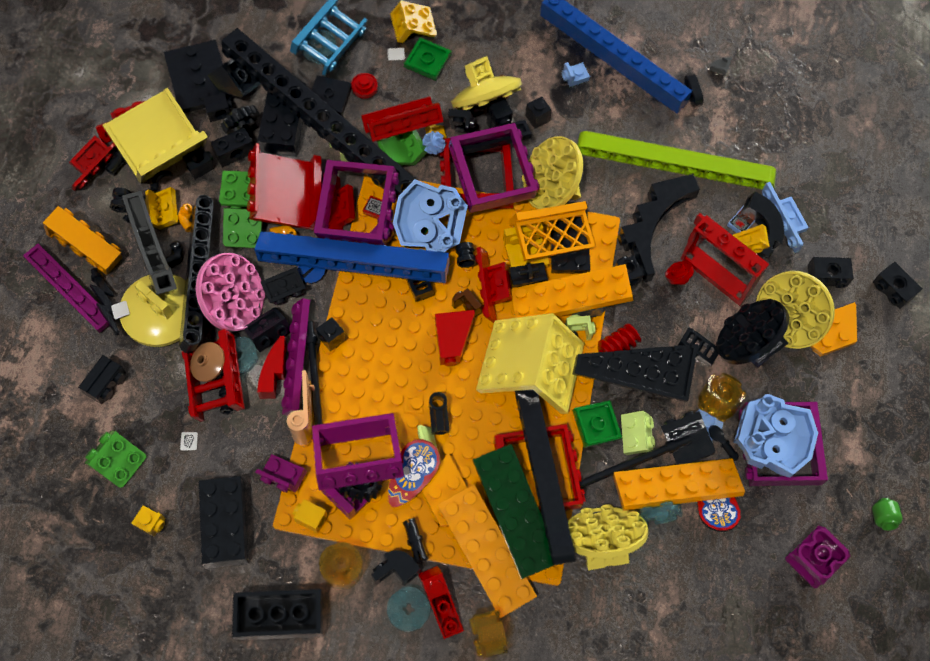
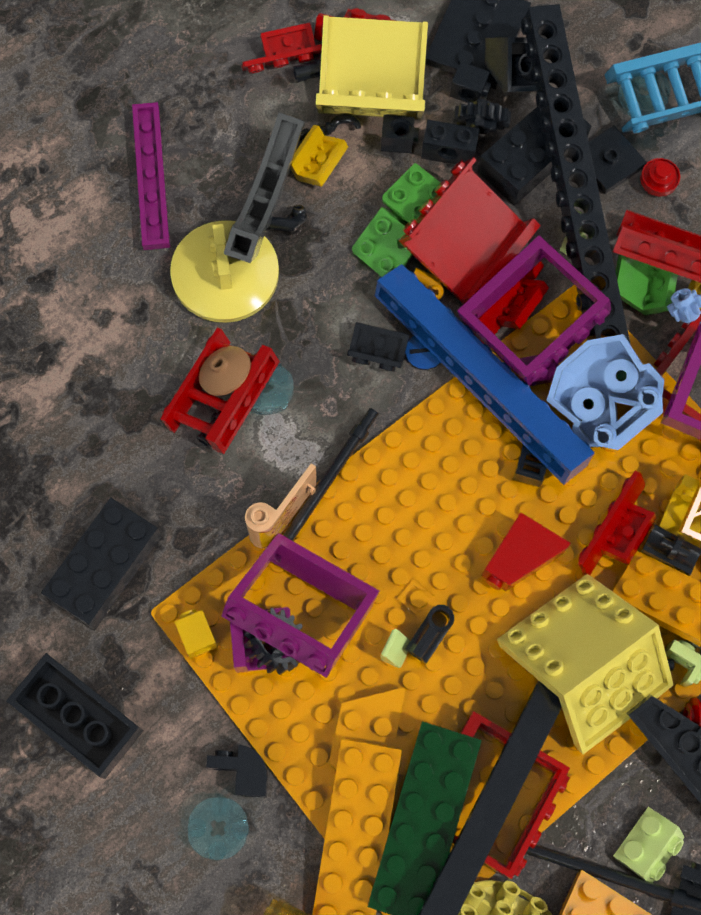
camera: 40 degrees right, 5 degrees up
(82, 240) = (203, 132): light orange wedge -> none
(101, 291) = (179, 204): black piece -> none
(102, 380) = (104, 305): black brick -> none
(115, 458) = (49, 402): bright green bracket -> none
(117, 203) = (283, 106): black wheel -> none
(120, 310) = (182, 240): white sticker -> none
(149, 521) = (30, 499): yellow bracket -> none
(184, 216) = (334, 185): light orange arm -> none
(188, 441) = (141, 443): white sticker -> none
(194, 263) = (287, 267): black beam -> none
(229, 291) = (310, 309): bright pink bracket -> none
(267, 329) = (321, 382): black bracket -> none
(273, 370) = (290, 433): red slope -> none
(283, 473) = (206, 561): magenta bracket -> none
(295, 360) = (322, 443): magenta plate -> none
(331, 334) = (384, 443): black brick -> none
(337, 554) = (169, 710): clear yellow brick -> none
(373, 207) = (552, 329): tile -> none
(415, 540) = (287, 757): black pin -> none
(419, 465) = (357, 677): shield -> none
(440, 602) = (259, 850): red slope -> none
(465, 252) = (616, 468): black wheel -> none
(468, 300) = (575, 529): reddish brown bracket -> none
(597, 424) = (609, 795): green plate -> none

